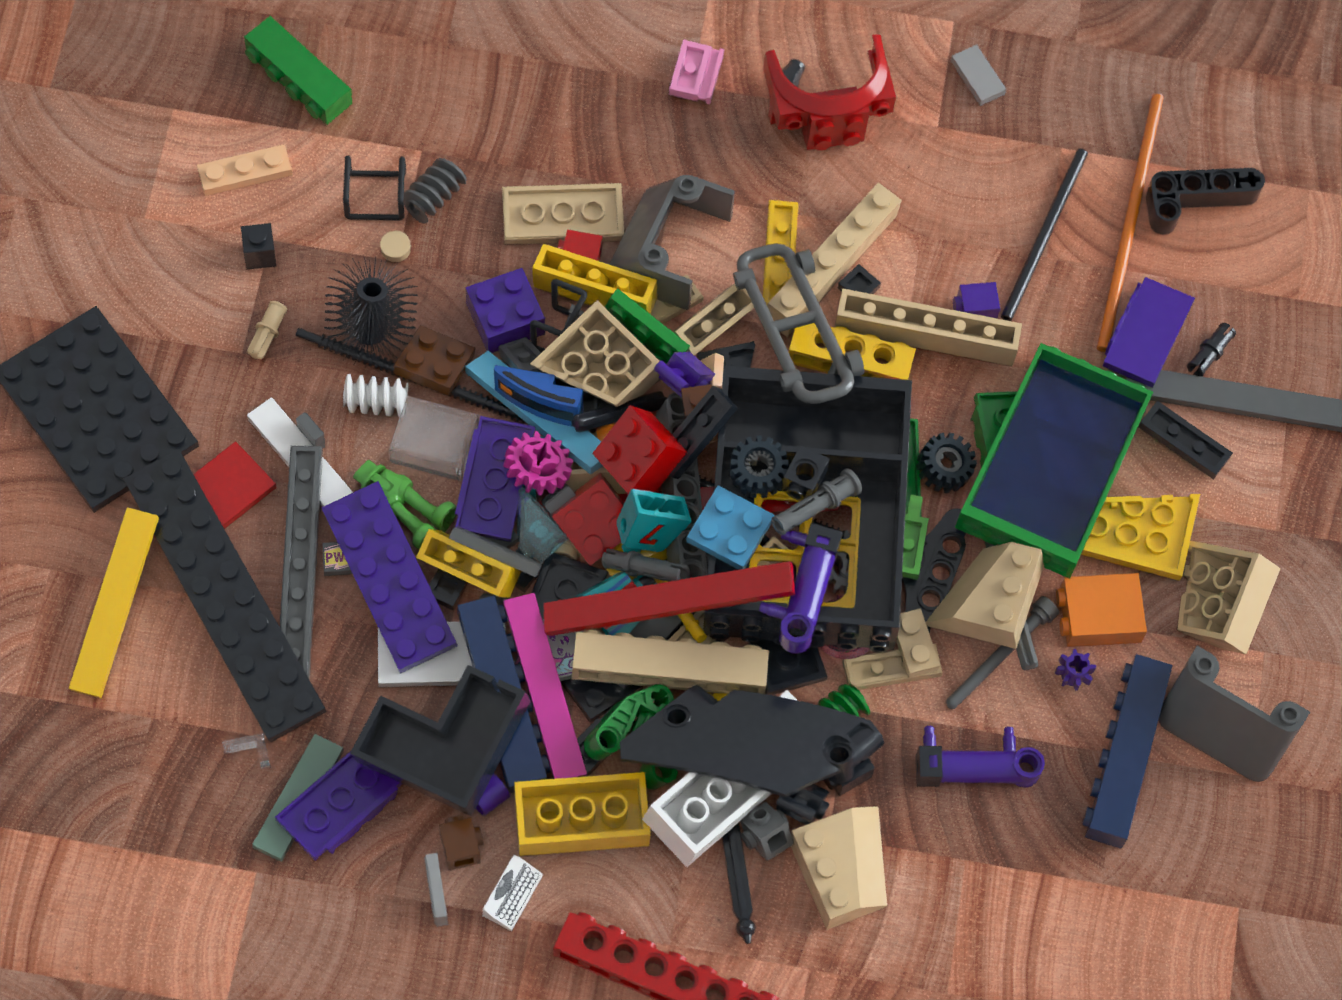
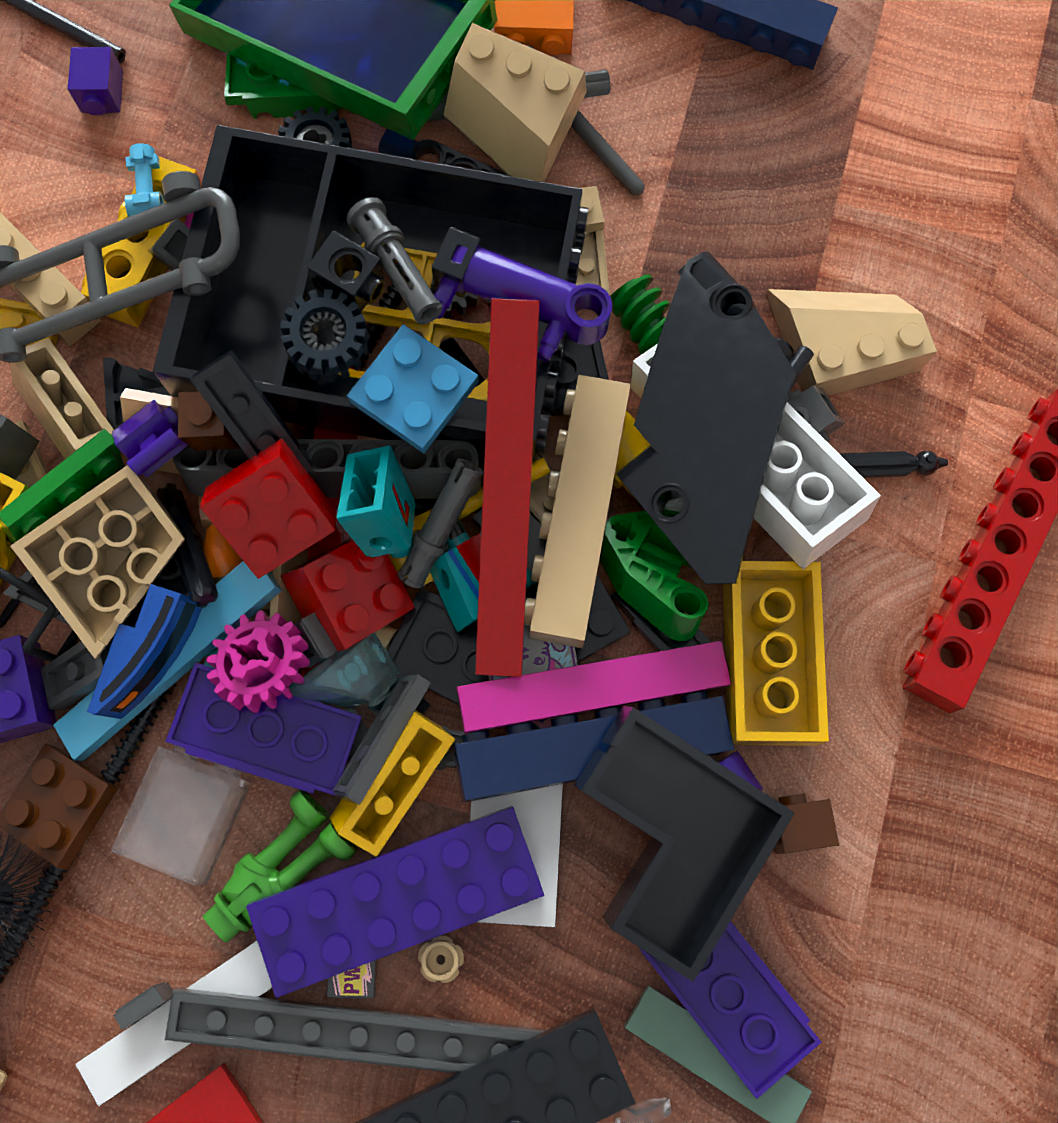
camera: 80 degrees left, 10 degrees up
(348, 605) = (431, 968): none -> tan plate
(374, 395) = (99, 902): white piece -> none
(436, 890) = (868, 865): light grey tile -> none
(447, 588) = (423, 817): black plate -> none
(512, 893) = (869, 760): slope -> none
(860, 280) = (42, 219): black plate -> none
(870, 349) = (142, 161): none -> medium azure bar
(929, 327) = (126, 117): tan brick -> none
(948, 766) = (725, 201): dark purple piece -> none
(1081, 665) = (609, 40): dark purple gear -> none

